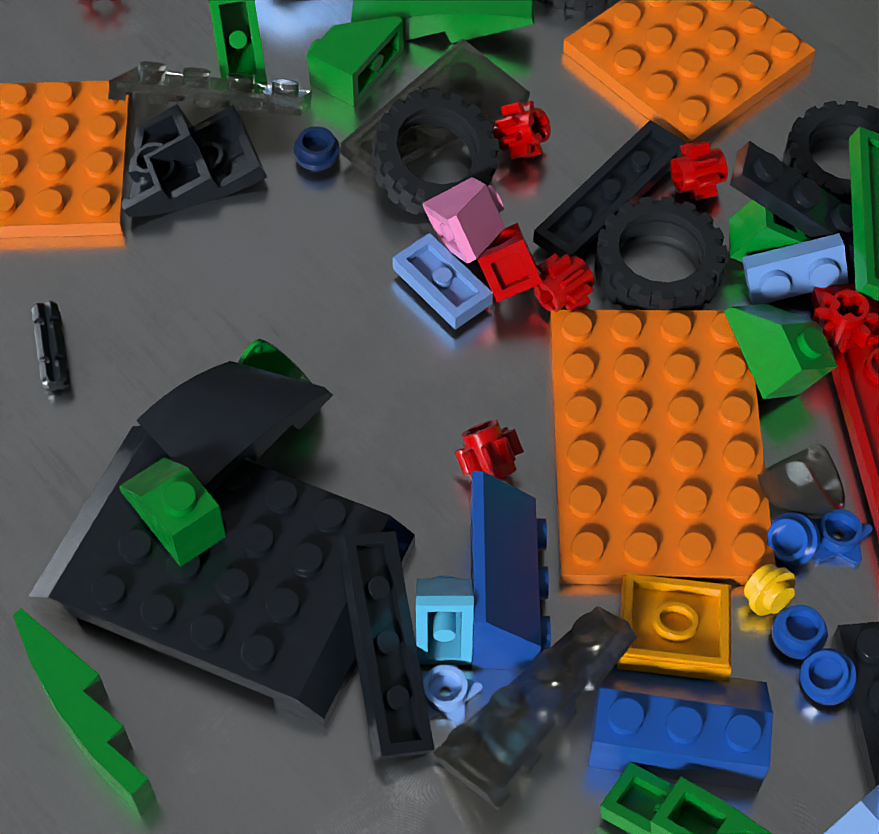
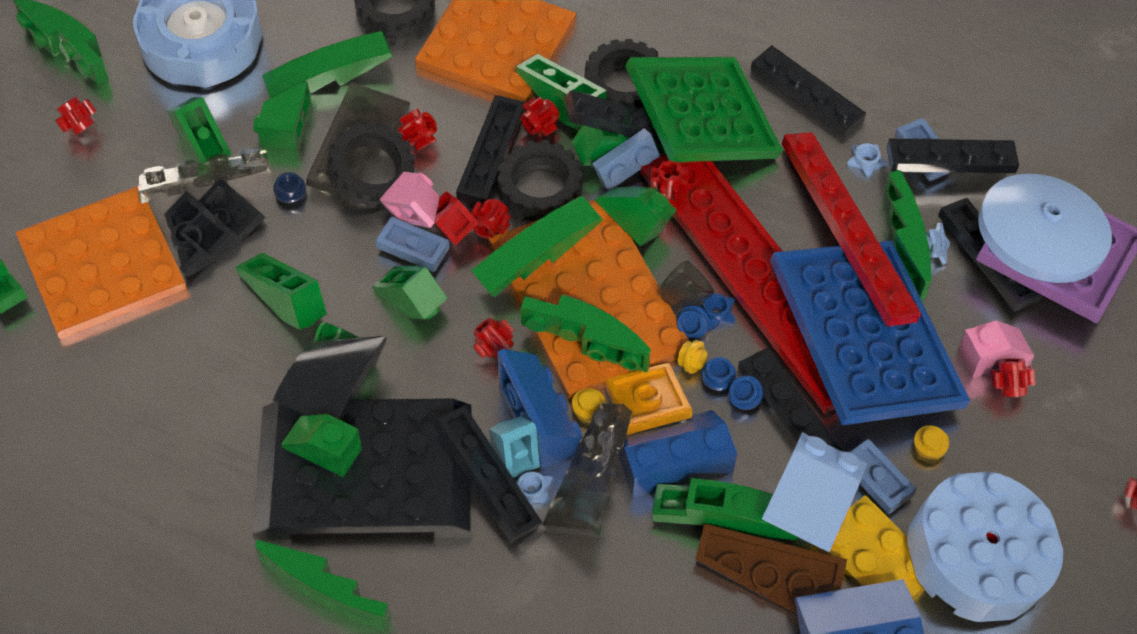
camera: 25 degrees left, 0 degrees up
(50, 346) = (181, 377): black axle -> none
(239, 280) = (284, 289): none -> green slope
(408, 345) = (411, 291): none -> green slope
(581, 595) = (586, 403): none -> yellow plate
(609, 340) = (536, 244): none -> green slope
(640, 500) = (600, 333): none -> green slope
(733, 122) = (555, 82): none -> green slope

